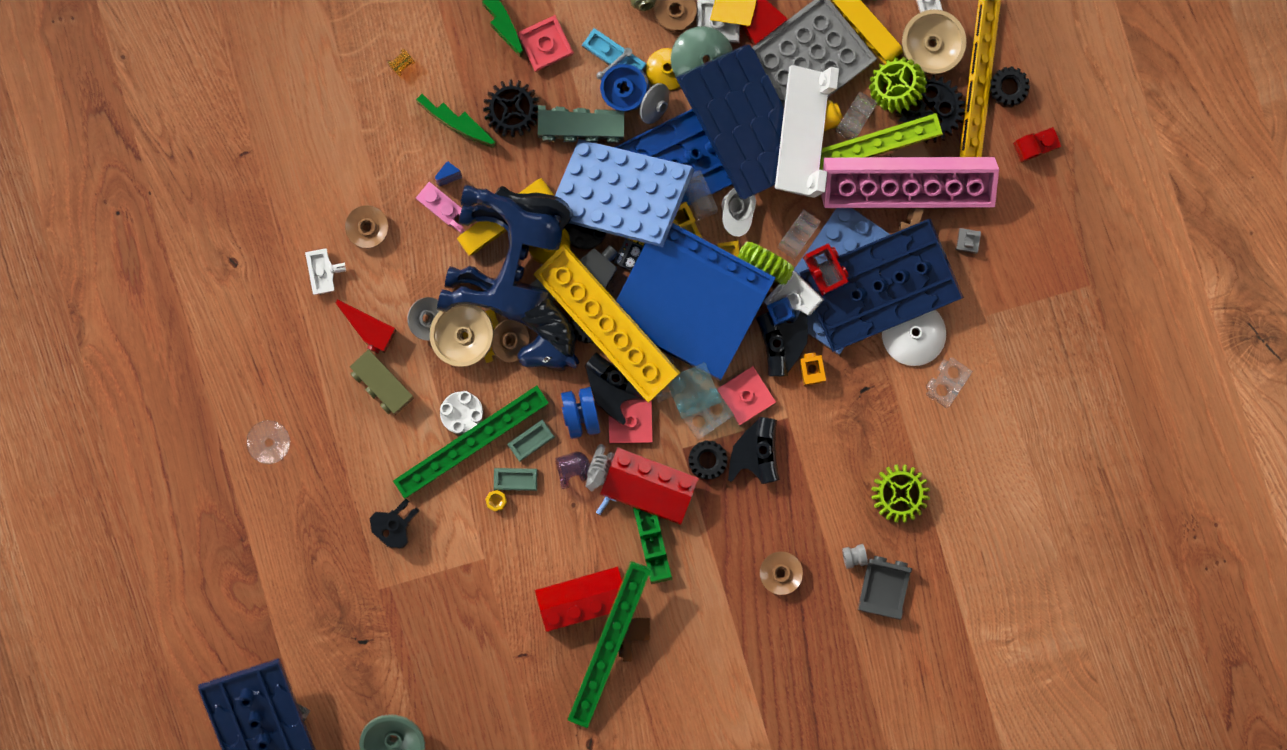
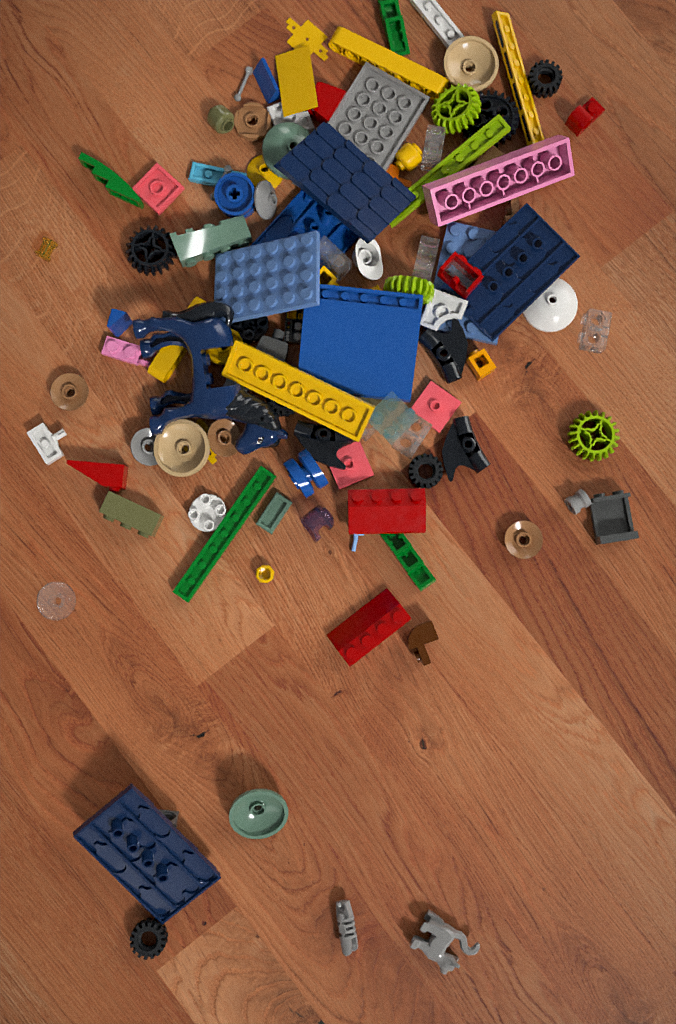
camera: 15 degrees left, 0 degrees up
(395, 524) = (187, 627): black hinge -> none
(463, 124) = (114, 279): green slope -> none
(515, 479) = (273, 550): sand green tile -> none
(598, 468) = (339, 513): light grey hinge -> none
(609, 644) = (407, 655): green plate -> none
(781, 311) = (437, 325): blue tile -> none
(804, 130) = (396, 170): white bracket -> none
(968, 240) = (562, 213): light grey tile -> none

